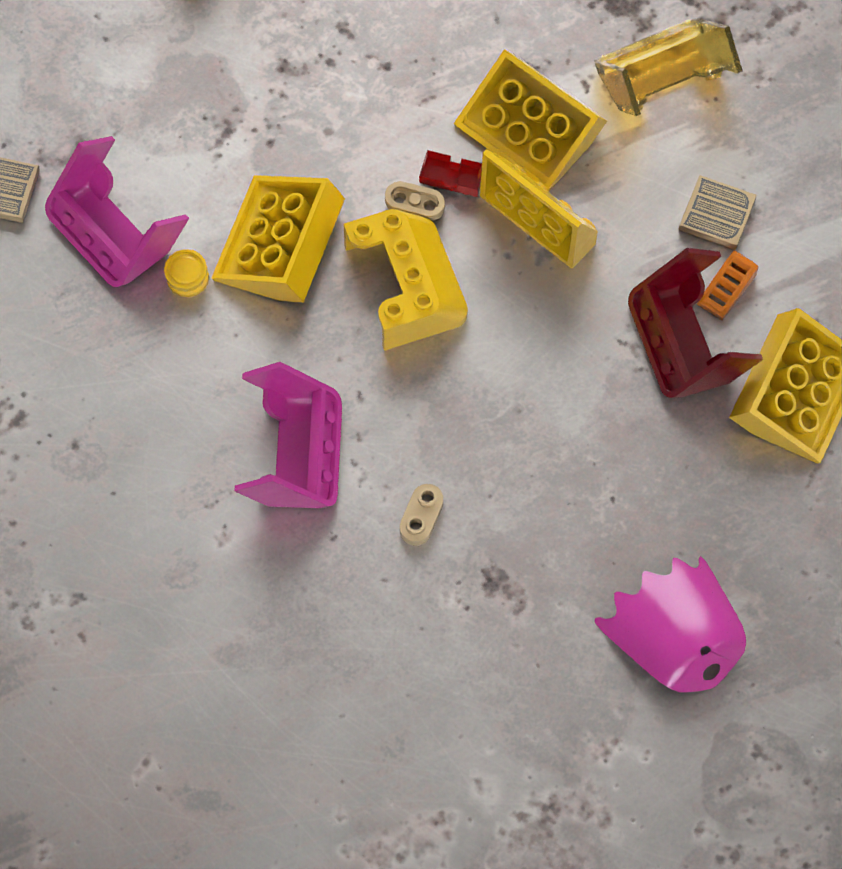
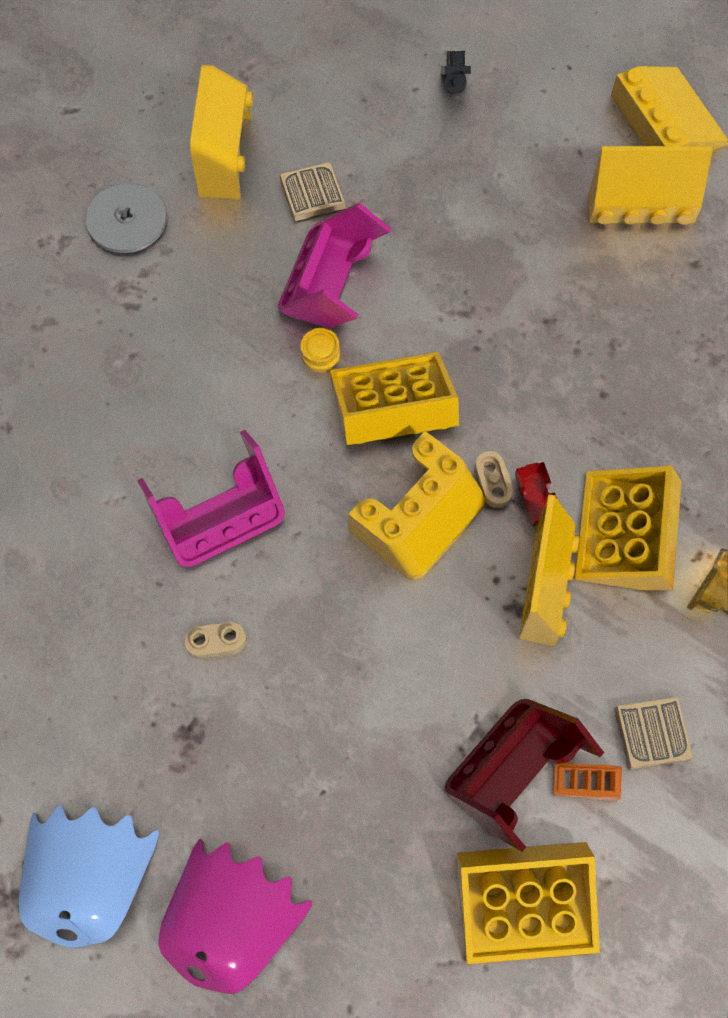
camera: 60 degrees right, 0 degrees up
(566, 727) = (83, 871): none -> light blue piece

